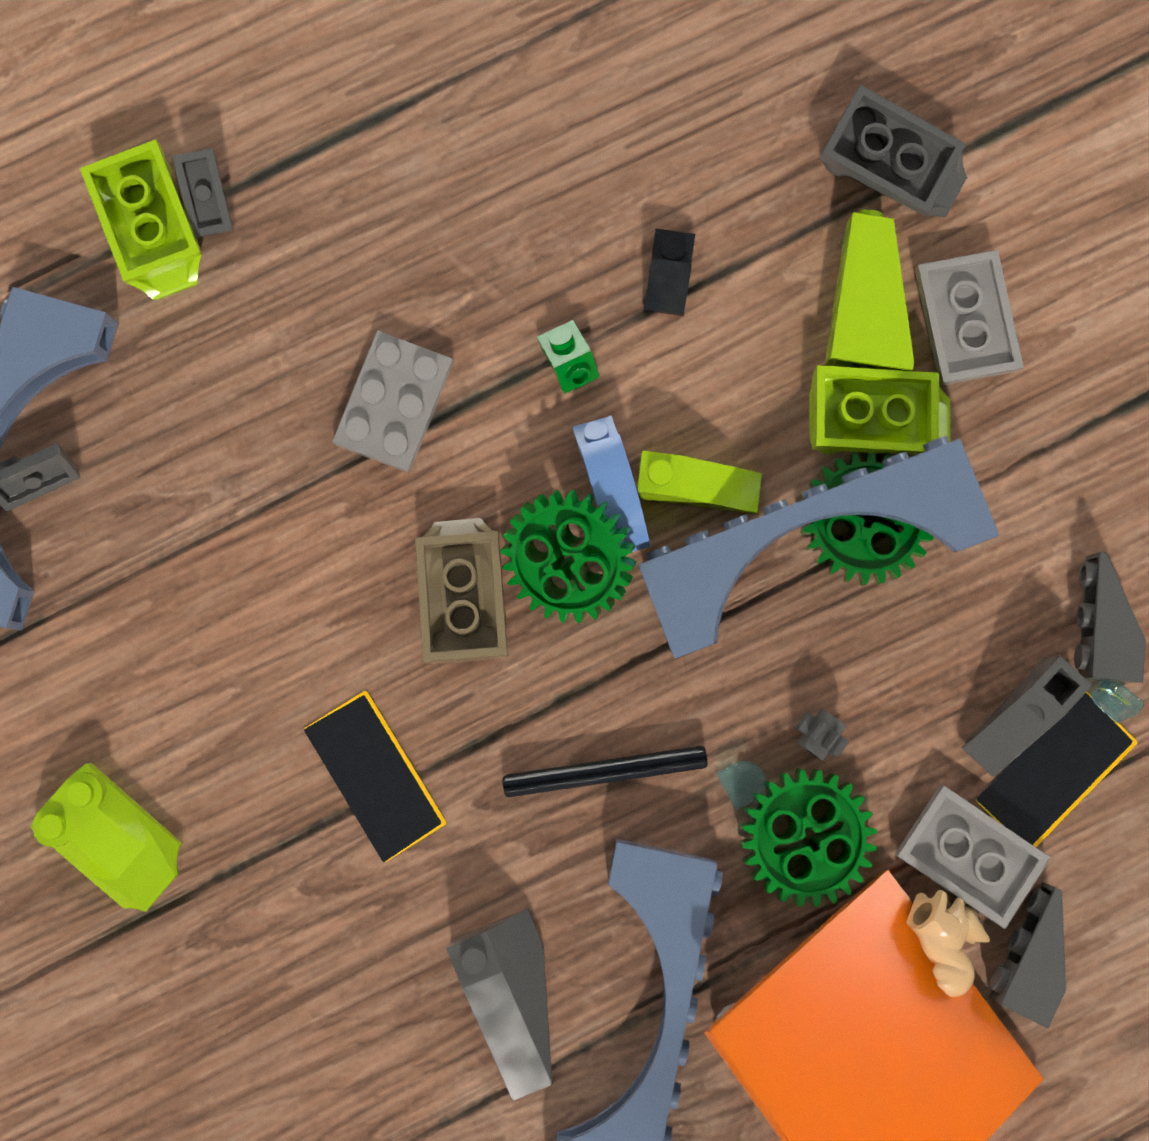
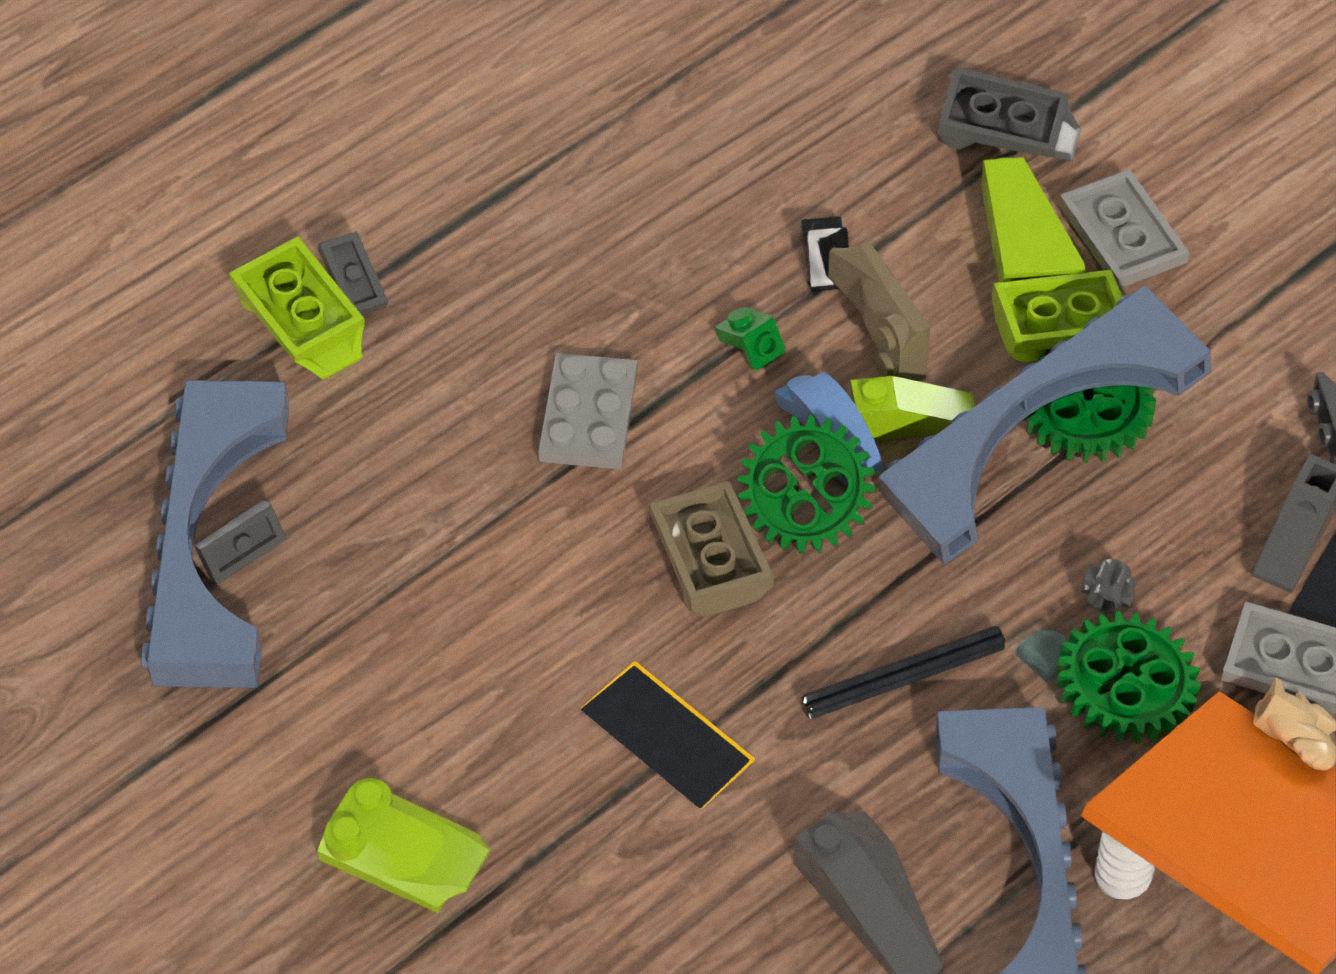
camera: 20 degrees left, 30 degrees down
(705, 409) = (886, 310): none -> dark tan slope

